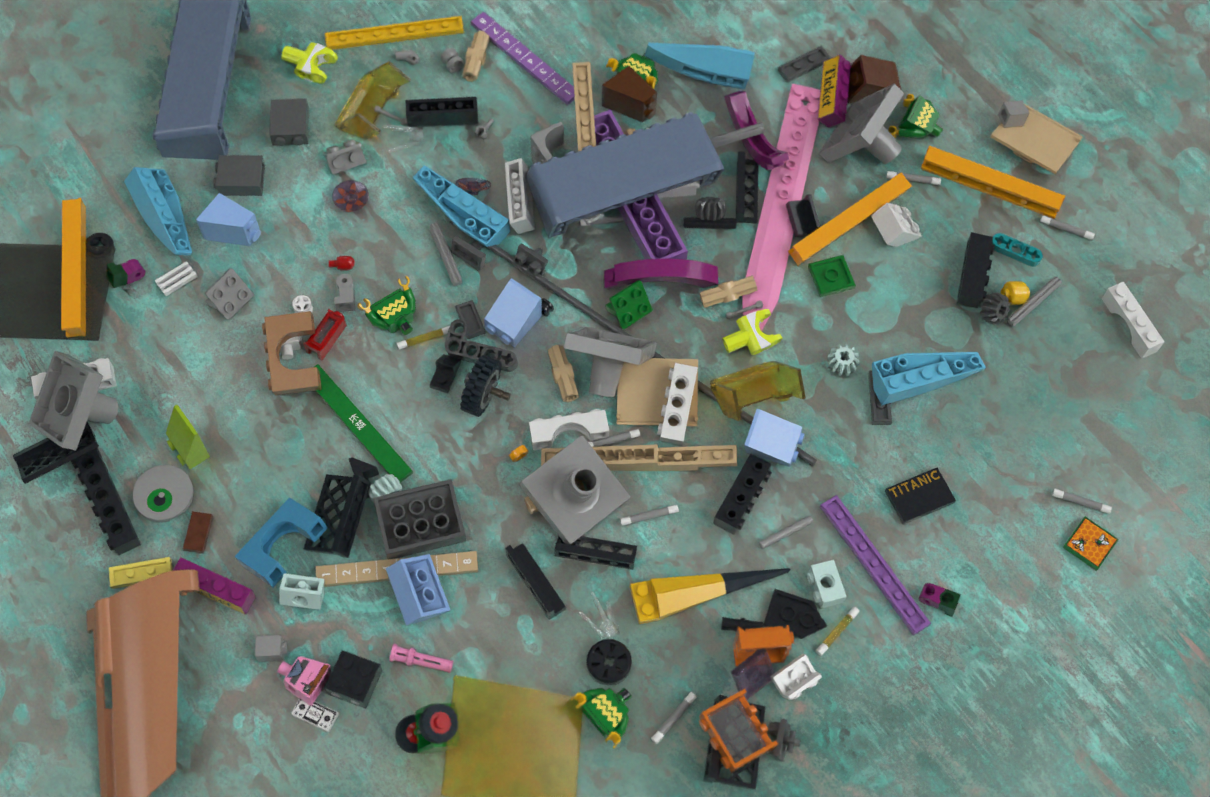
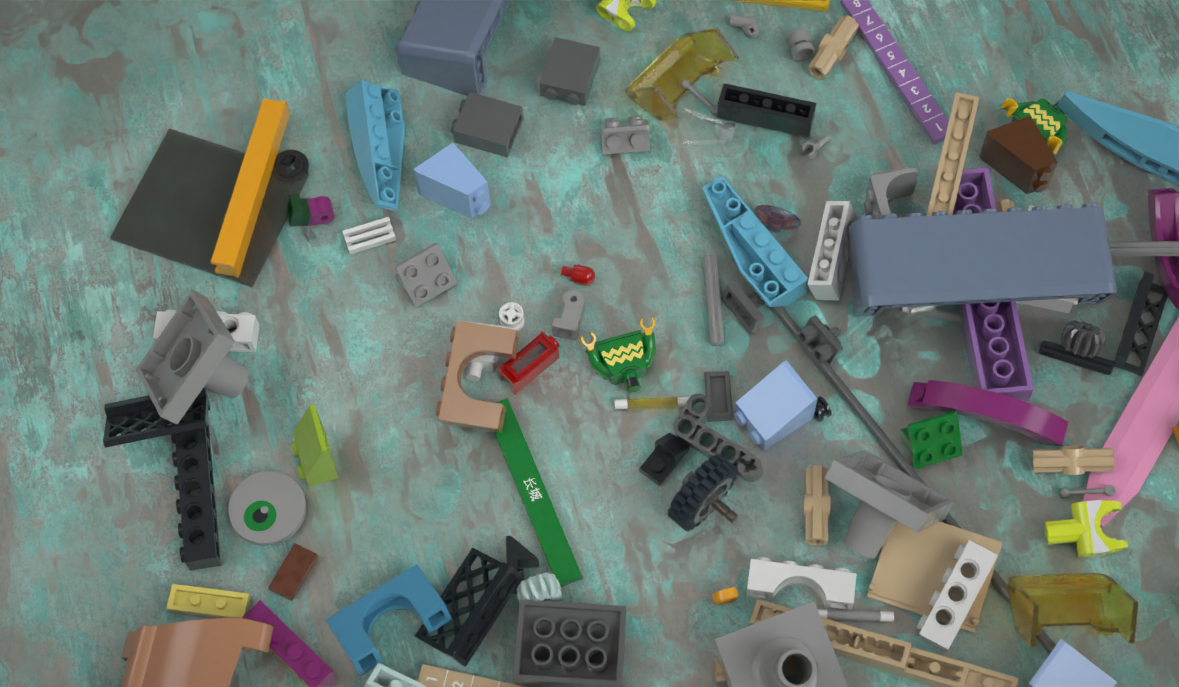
camera: 25 degrees right, 0 degrees up
(347, 190) = (612, 181): dish -> none

